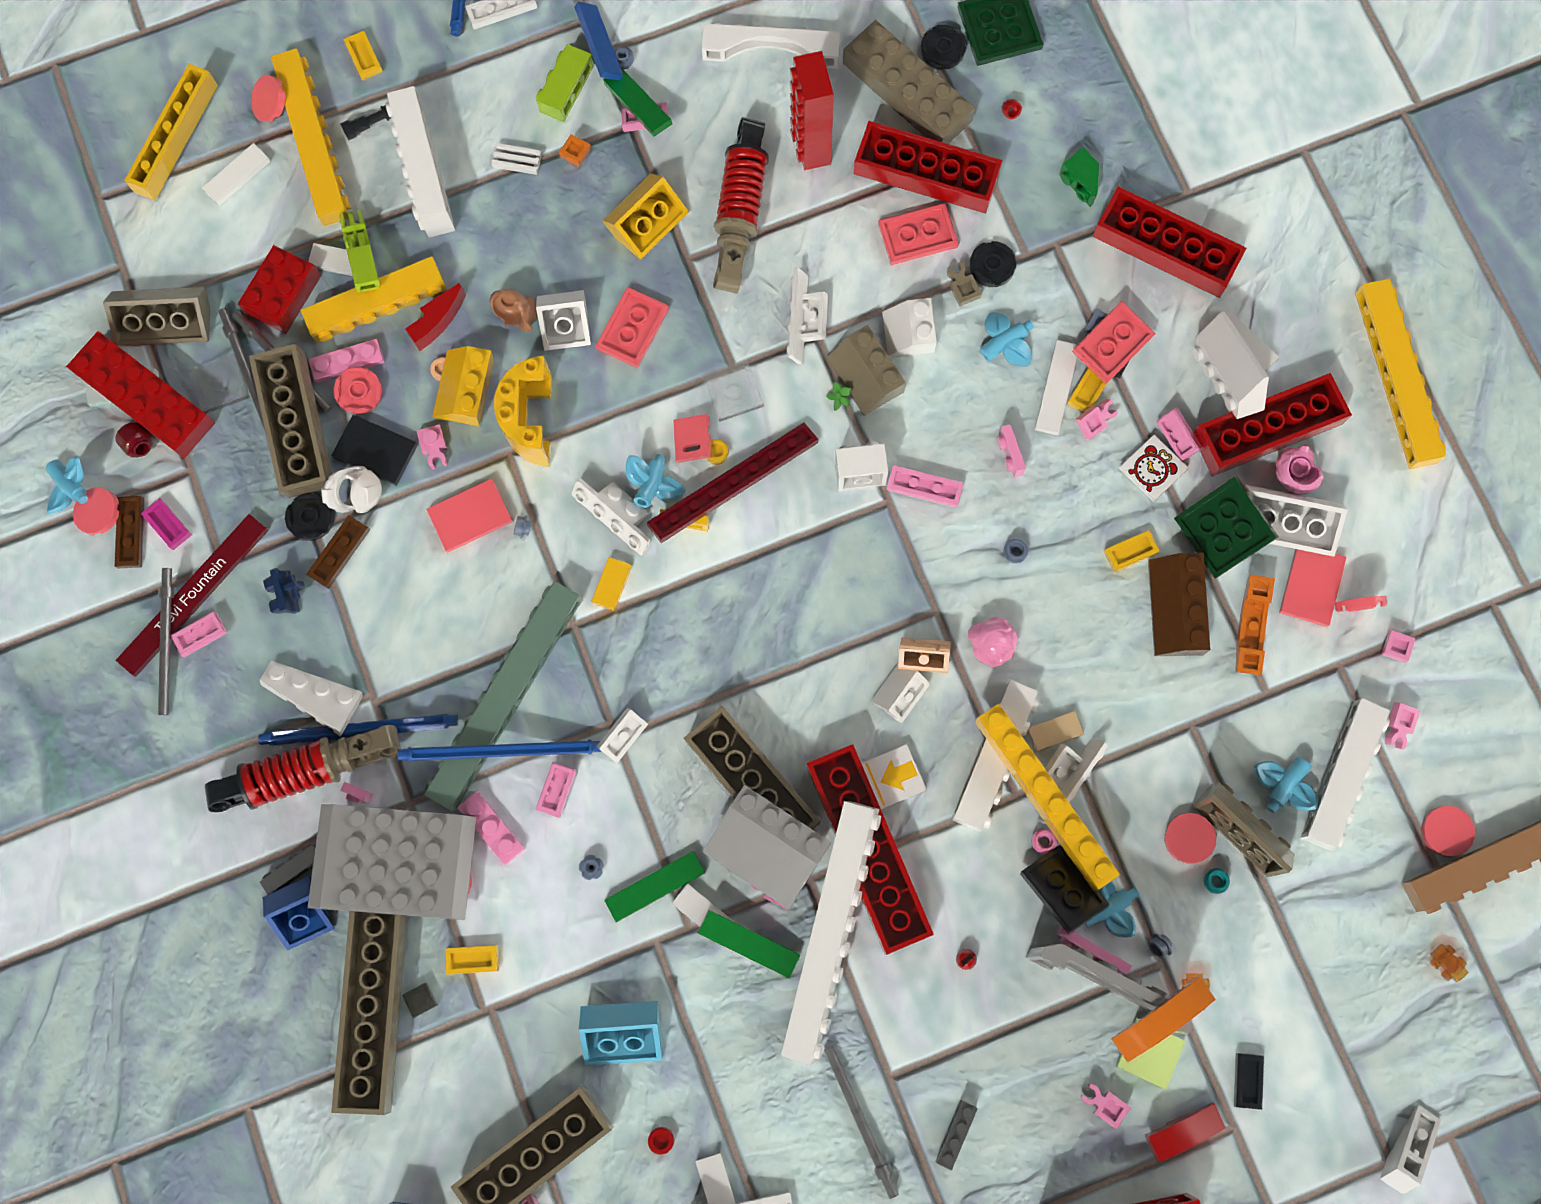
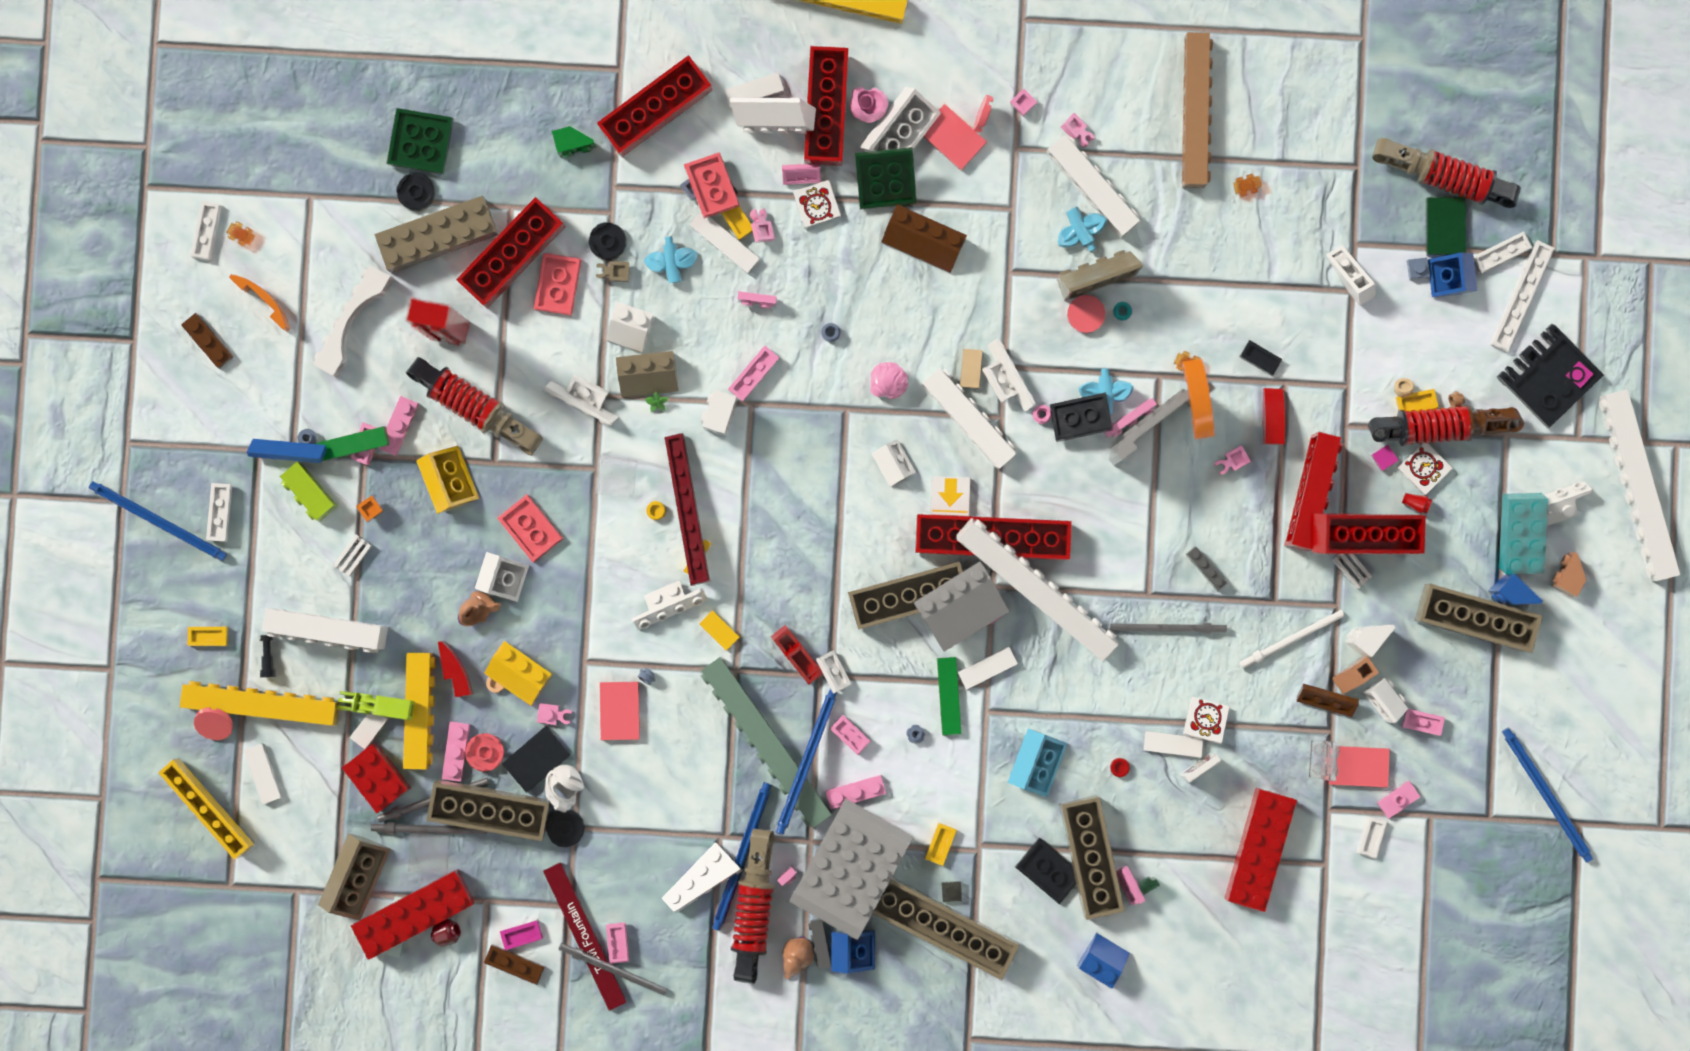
camera: 65 degrees left, 10 degrees up
(68, 484) = (458, 995): medium azure plant -> none
(98, 513) = (488, 982): coral tile -> none
(265, 848) = (796, 956): none -> nougat hair
(286, 591) = (615, 866): dark blue hips -> none
(338, 551) = (603, 817): reddish brown plate -> none
(494, 1109) = (1048, 870): none -> black tile
(522, 382) = (557, 645): yellow cylinder -> none
(623, 683) = (797, 654): none -> red slope
(651, 481) = (658, 567): medium azure plant -> none
(681, 142) = (399, 424): none -> bright pink plate
(691, 433) = (634, 521): coral piece -> none
(748, 944) = (1018, 649): green tile -> none
(924, 655) = (876, 433): light nougat brick -> none
(962, 954) = (1091, 506): red hinge -> none
(1015, 106) = (491, 166): red hinge -> none
(1047, 798) = (1015, 399): yellow brick -> none
(1131, 551) = (869, 250): yellow tile -> none
(1156, 1063) = (1223, 412): yellowish green tile -> none
(1160, 945) = (1147, 371): sand blue plate -> none
(1253, 625) = (962, 194): orange slope -> none
(1448, 831) = (1162, 137): coral tile -> none

